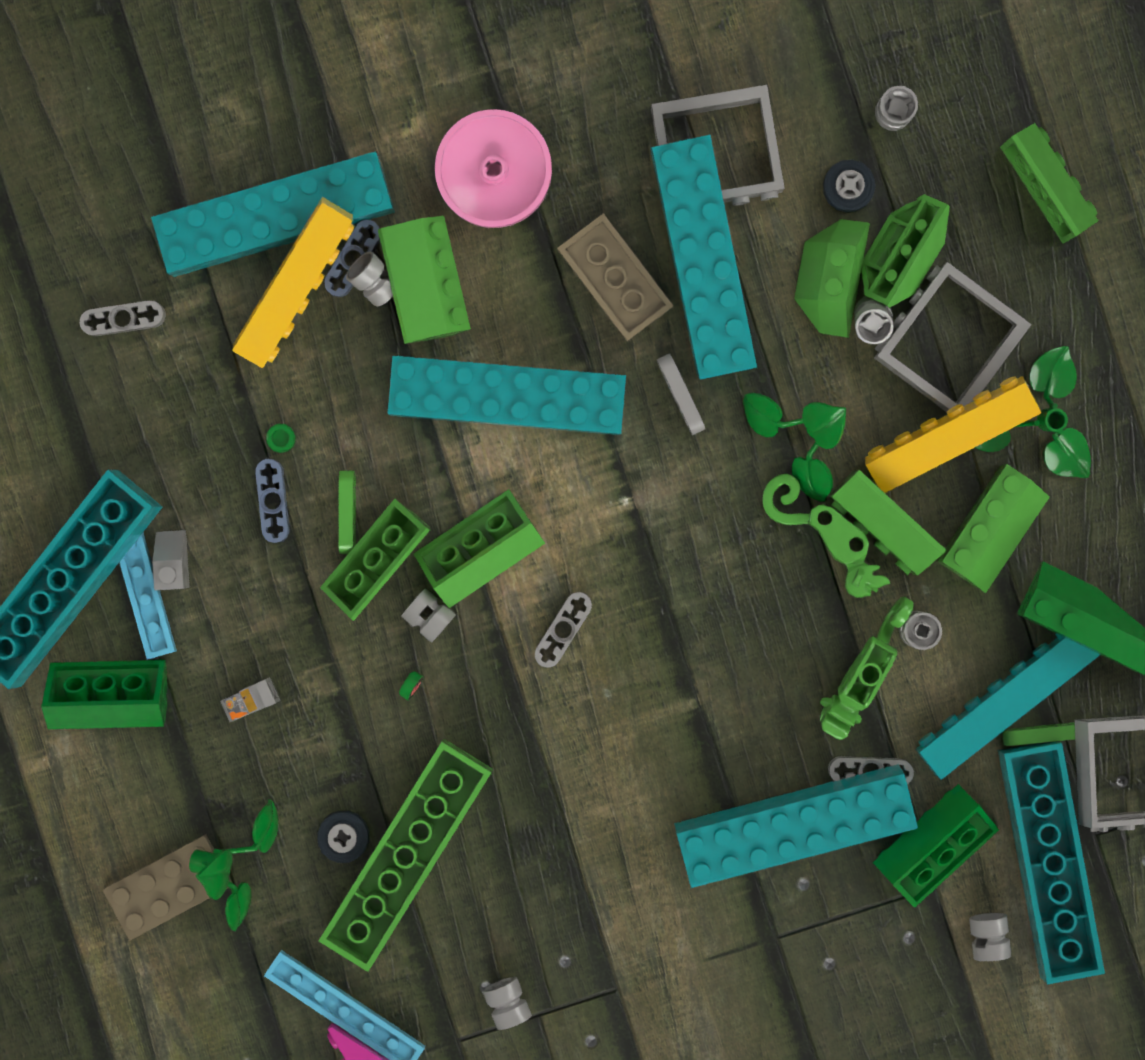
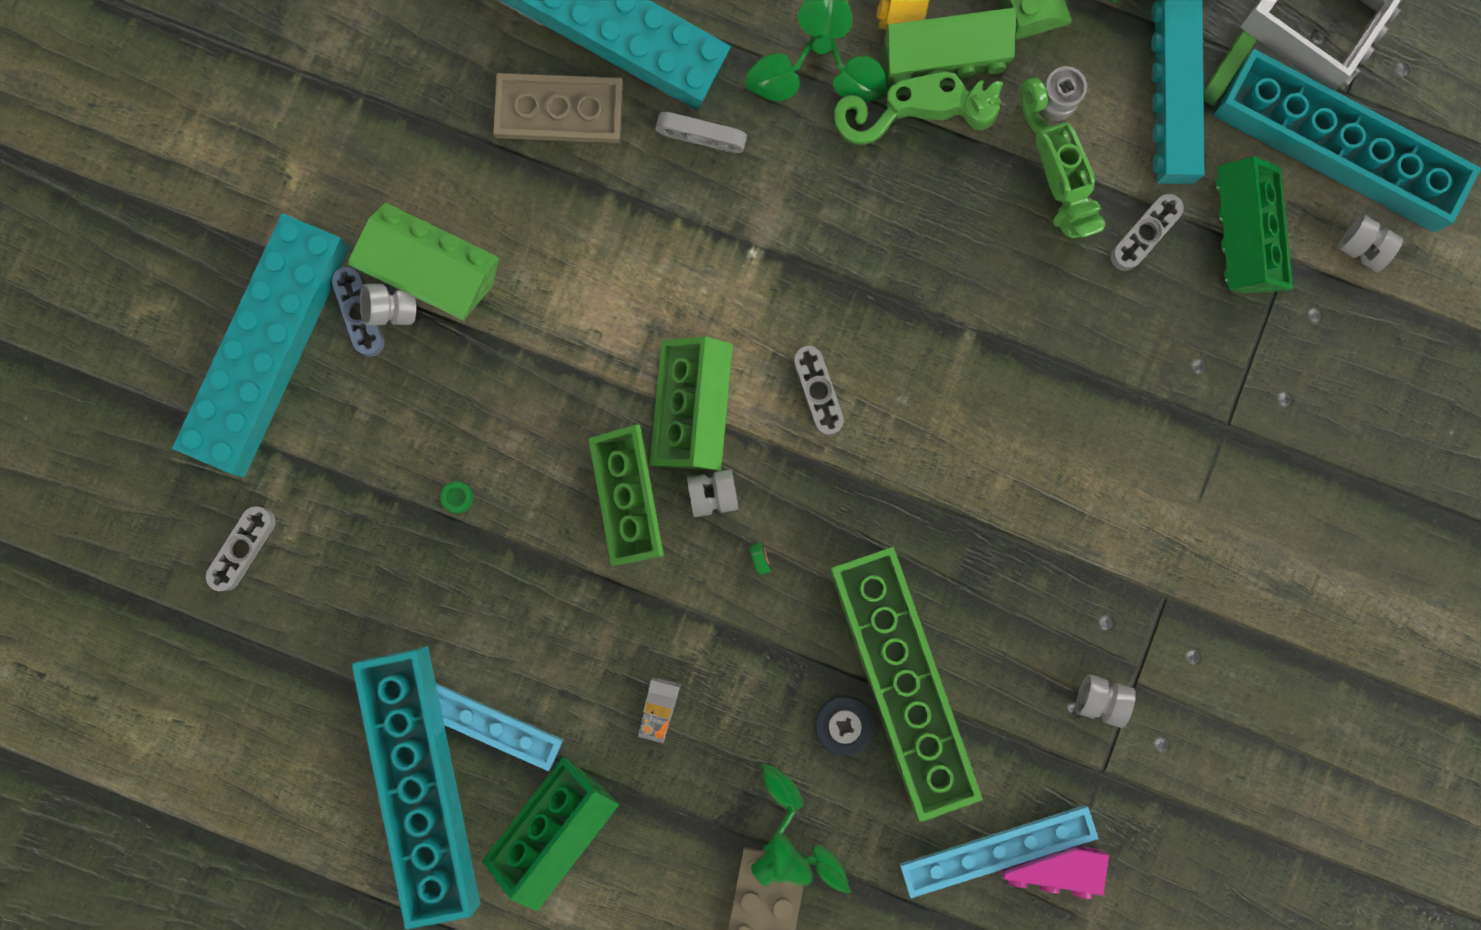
camera: 55 degrees left, 5 degrees down
(170, 561) = (481, 679): light grey slope -> none
(276, 478) = (489, 528): sand blue beam -> none
(293, 282) = (331, 371): yellow brick -> none
(347, 511) = (566, 491): bright green beam -> none
(493, 168) = (382, 130): bright pink dish -> none
(506, 395) = (581, 274): teal brick -> none
(796, 825) = (1146, 328): teal brick -> none

